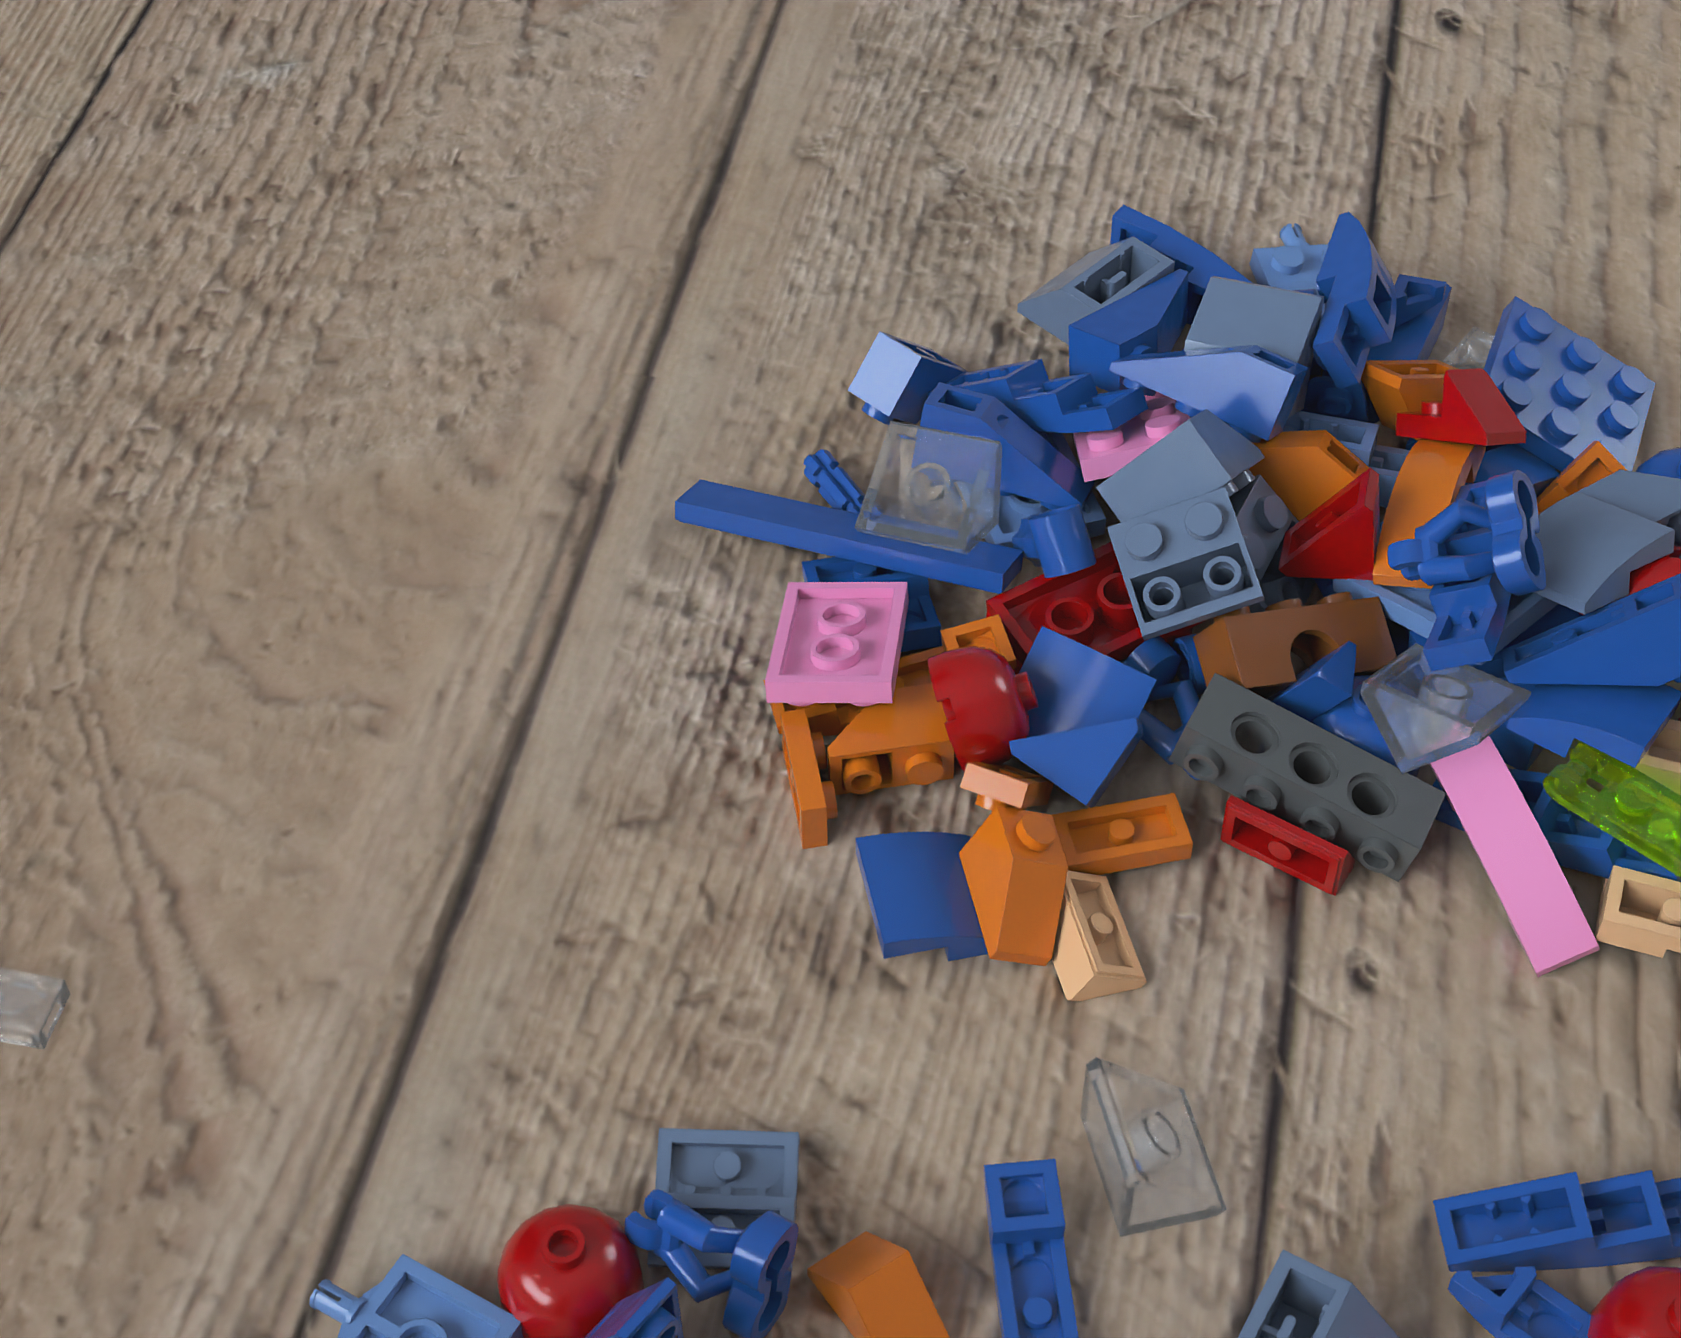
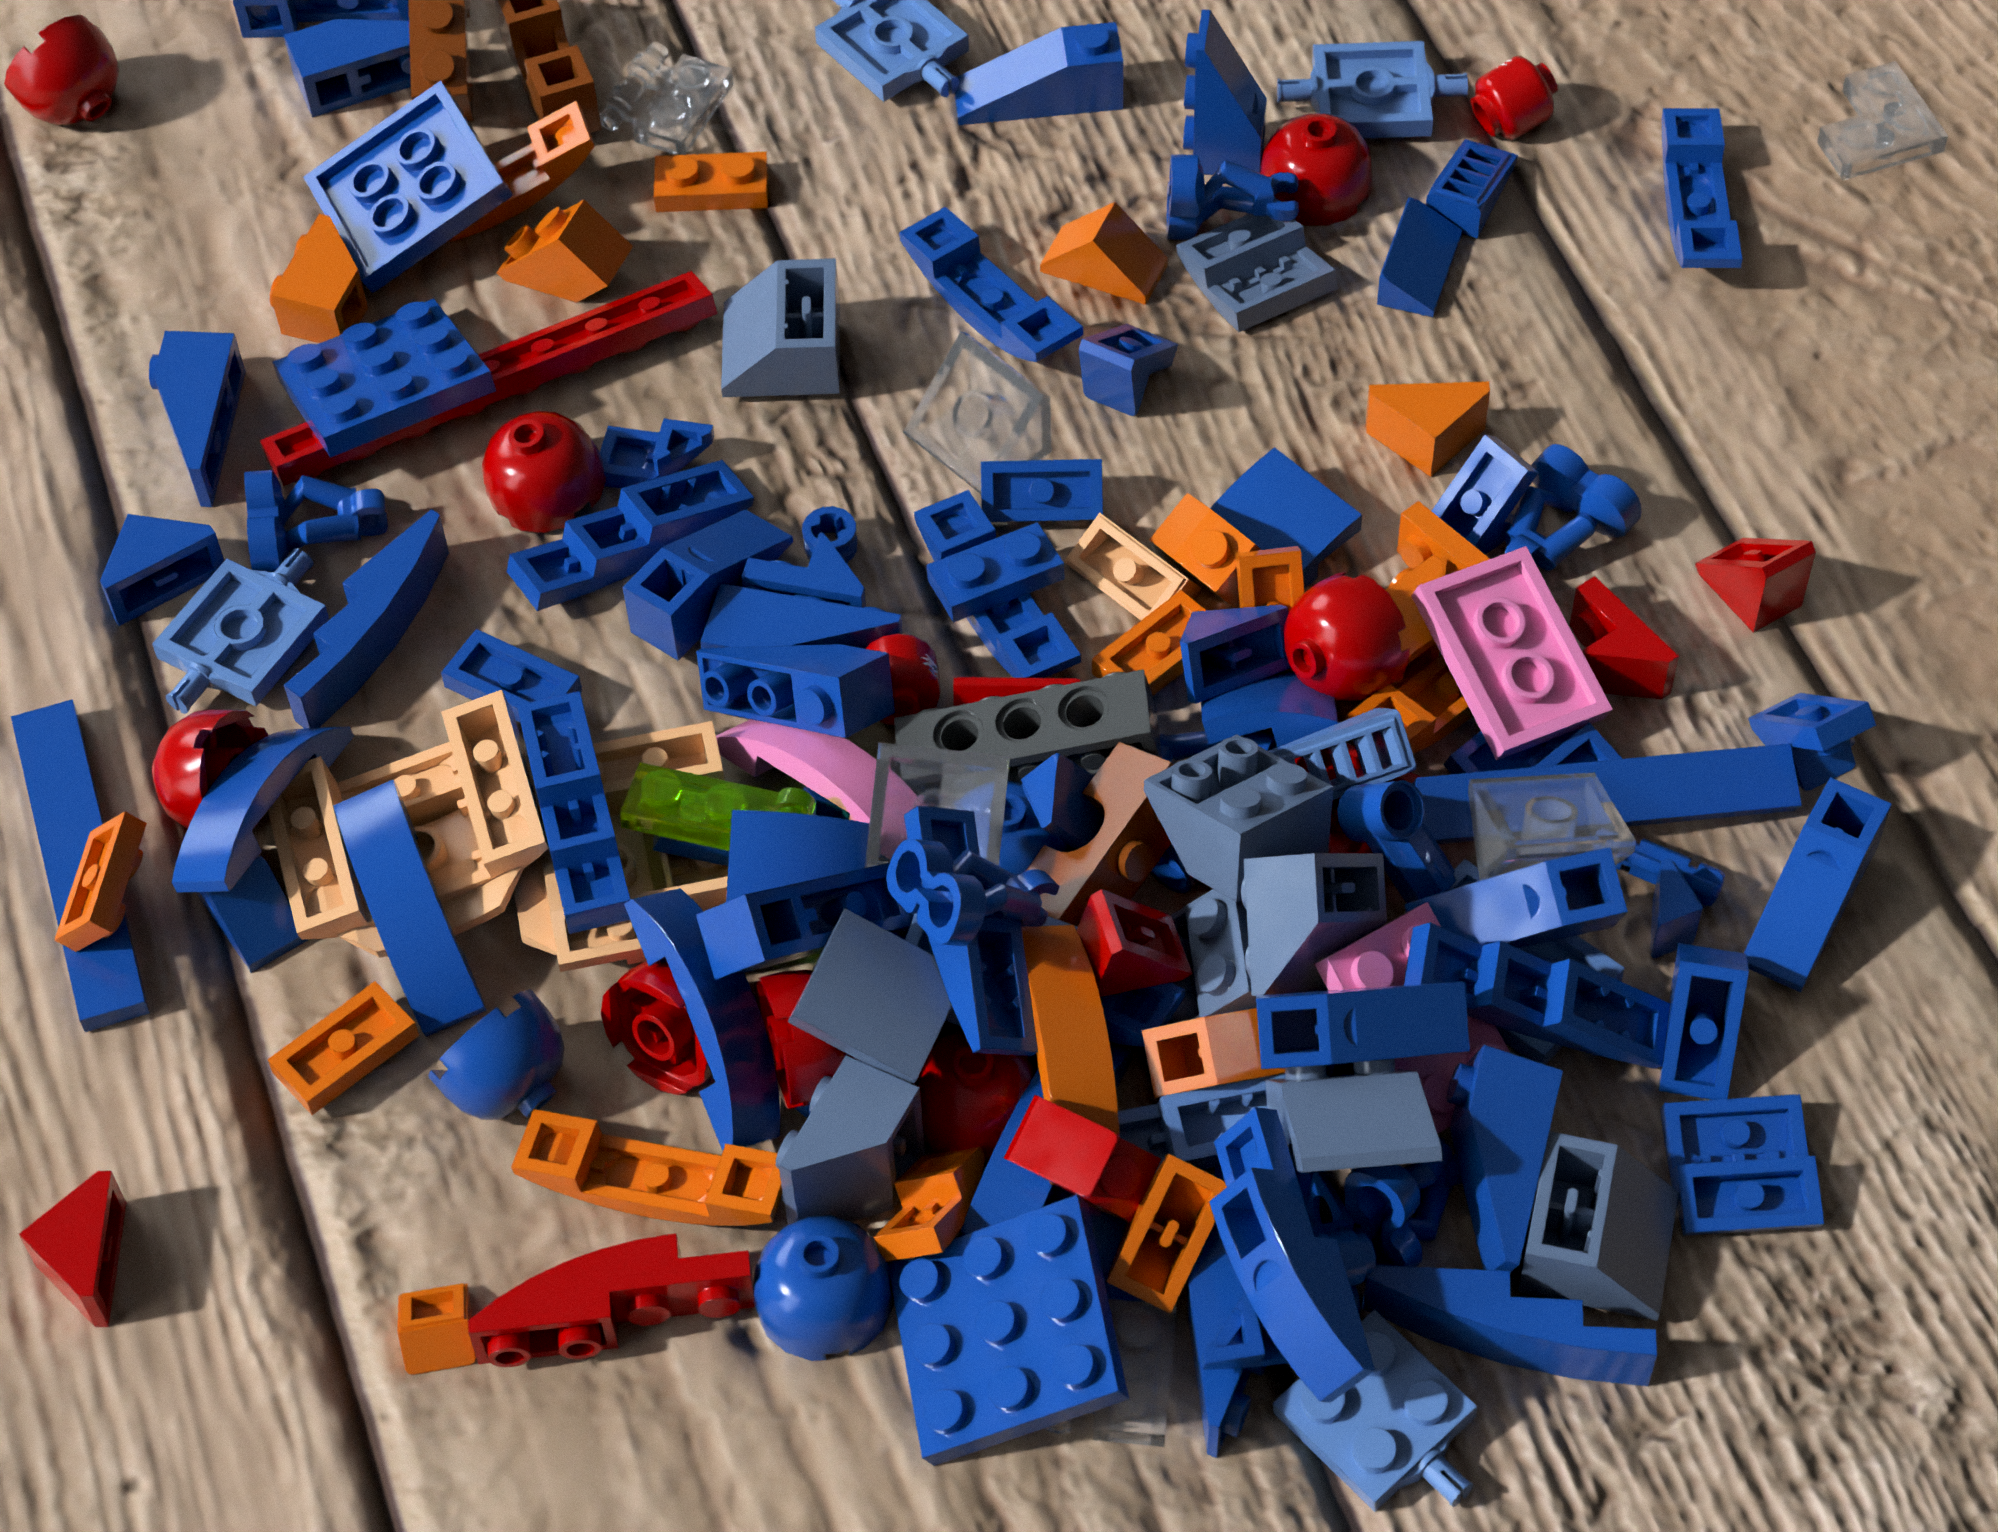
camera: 150 degrees right, 5 degrees up
(240, 1022) = (1697, 189): none -> blue slope
(291, 1236) = (1514, 97): none -> red head
(460, 1178) = (1468, 196): none -> blue slope
(561, 638) = (1760, 577): none -> red slope
(561, 1114) = (1418, 260): none -> blue slope
(633, 770) = (1566, 483): none -> blue piece
(644, 507) = (1819, 733): none -> blue slope
(705, 915) = (1427, 420): none -> orange slope
(736, 636) = (1620, 645): none -> red slope
(738, 810) = (1485, 493): none -> slope
(744, 411) = (1817, 883): none -> blue slope
(866, 444) = (1674, 911): none -> blue slope
(957, 309) = (1741, 1165): none -> blue slope
(958, 1119) = (1119, 364): none -> blue slope
(1043, 603) = (1390, 737): none -> medium blue slope
(1115, 1031) = (1041, 490): none -> blue plate
(1233, 970) = (995, 572): none -> blue plate
(1241, 952) = (1014, 631): none -> blue slope
(1361, 1136) = (827, 521): none -> blue bush
(1386, 914) = (913, 674): none -> red head
(1421, 1040) = (825, 577): none -> blue slope
(1475, 1009) = (766, 618): none -> blue slope
(1484, 900) = (799, 686): none -> blue slope
(1535, 1108) = (678, 585): none -> blue slope

